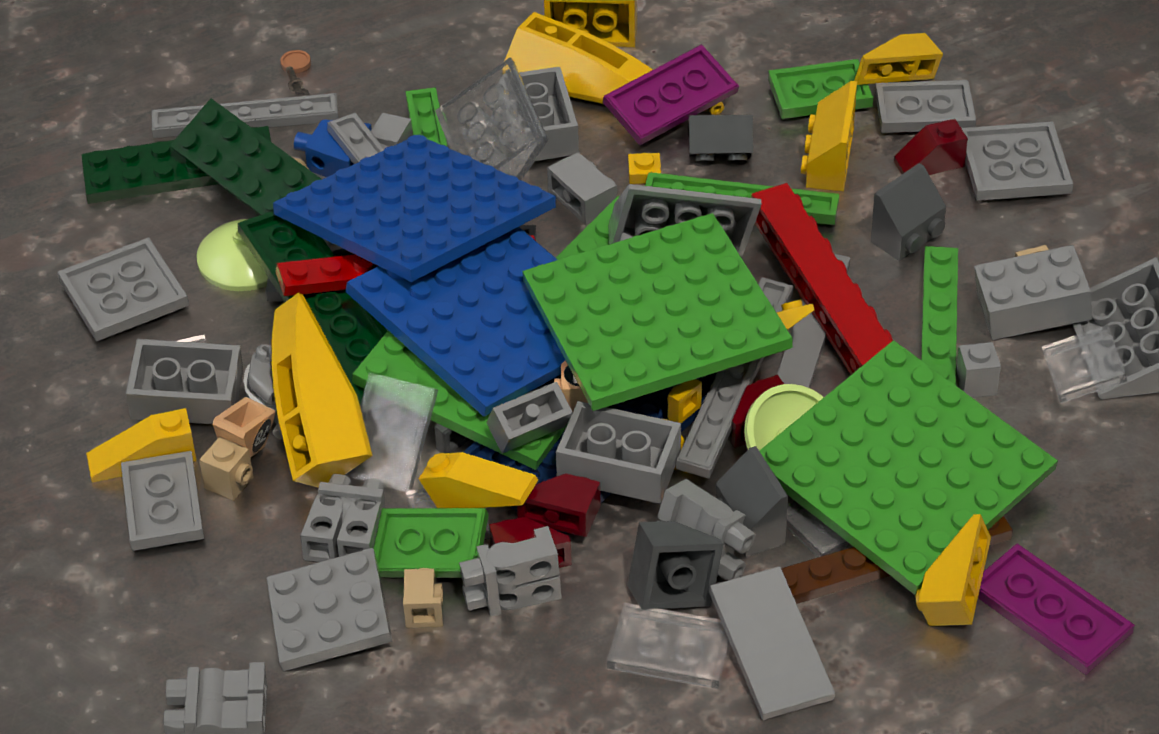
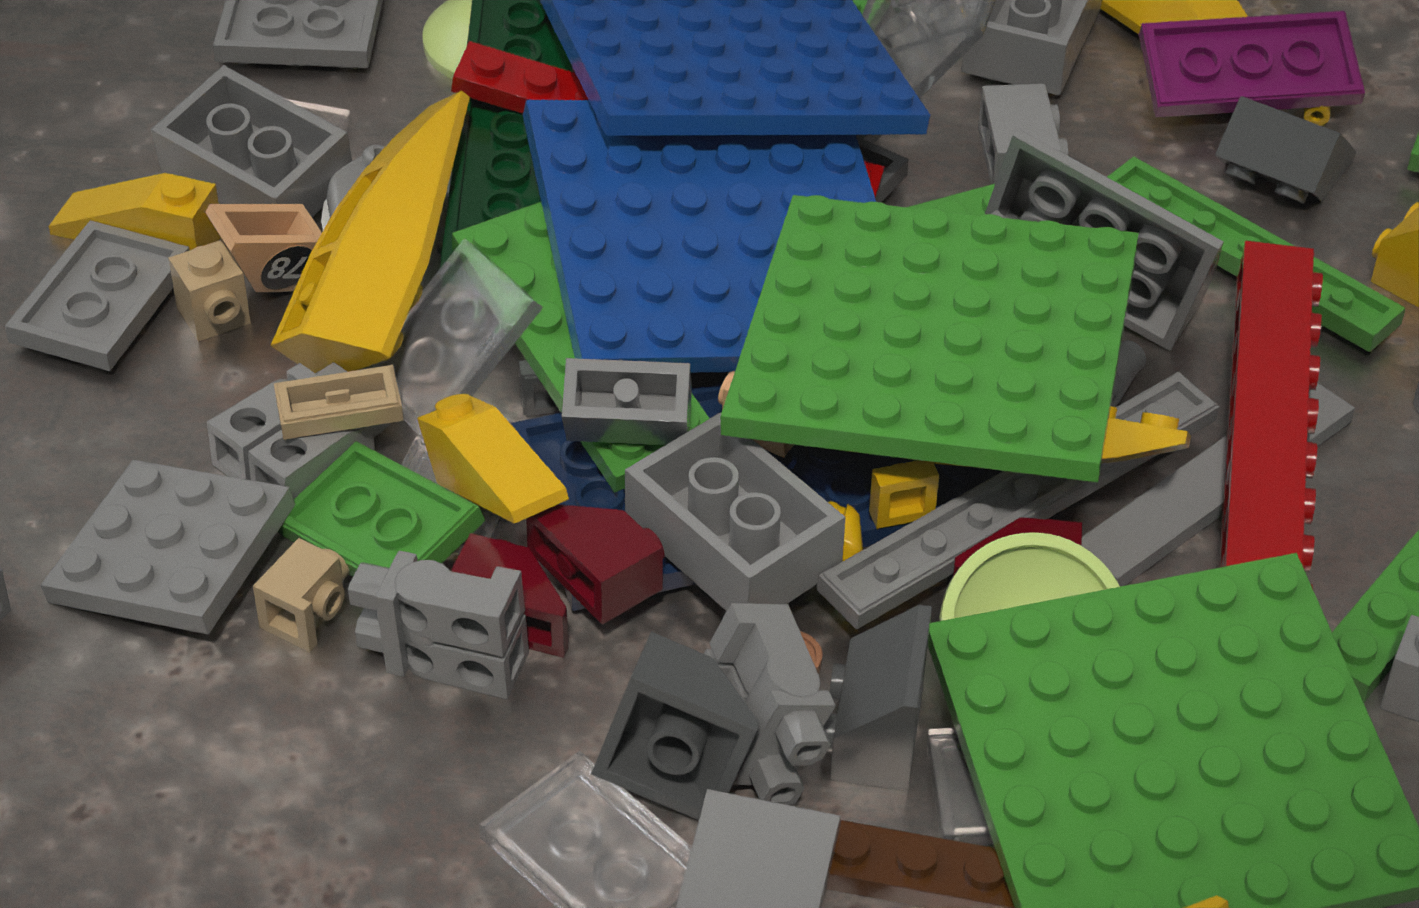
camera: 30 degrees right, 0 degrees up
(368, 493) = (338, 402): none -> tan tile
(641, 164) = (1141, 143): yellow plate -> none

